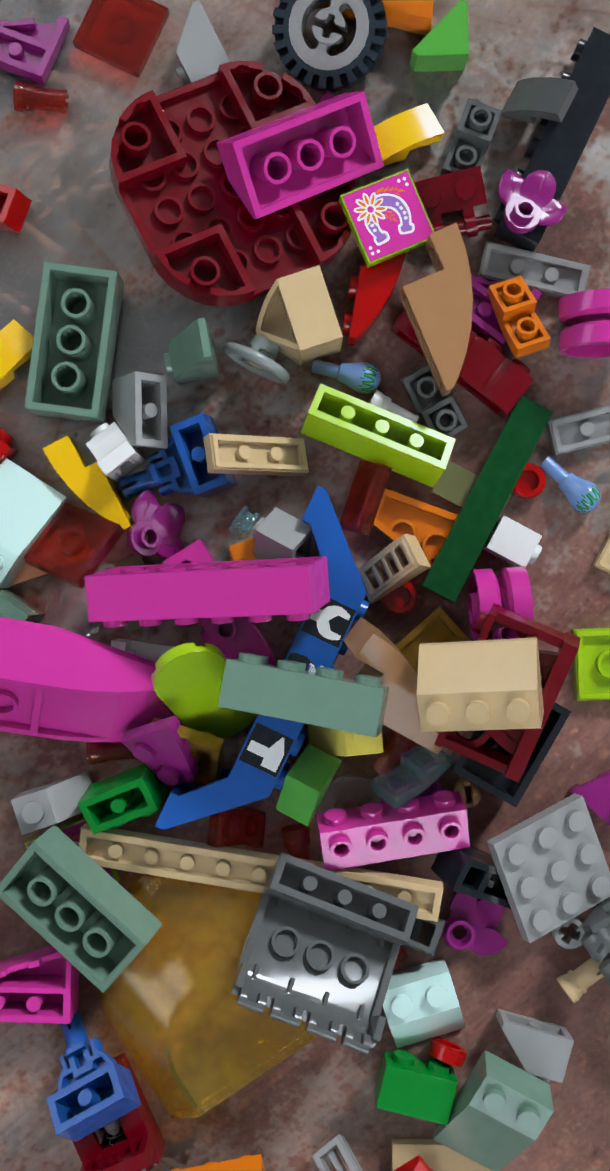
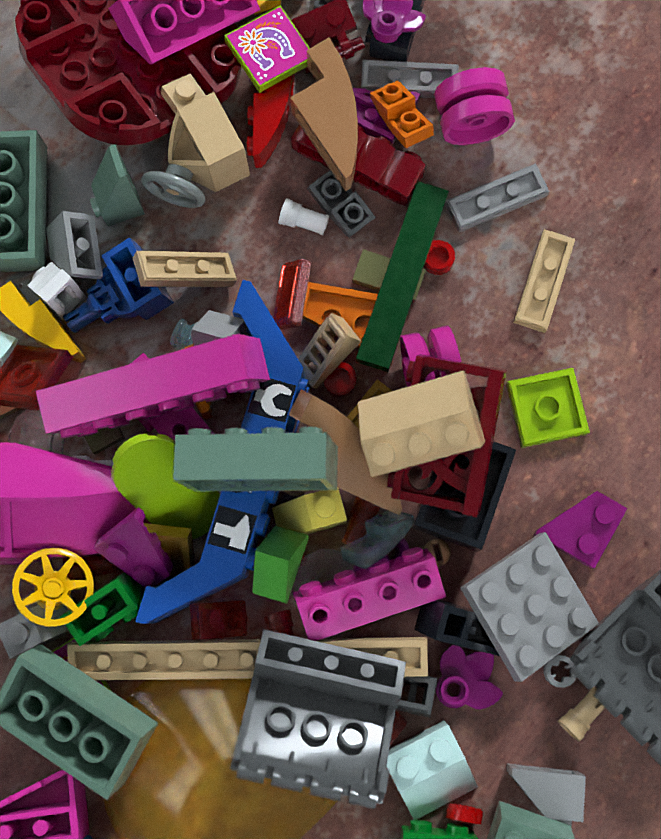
camera: 10 degrees left, 10 degrees down
(74, 774) = (52, 588): none -> yellow wheel
(160, 525) = (105, 347): magenta plate -> none
(284, 257) = (181, 92): none -> tan plate
(358, 376) = (268, 190): medium blue piece -> none
(377, 435) = (292, 235): lime brick -> none
(513, 543) = (434, 309): white brick -> none
(580, 493) = (488, 258): medium blue piece -> none

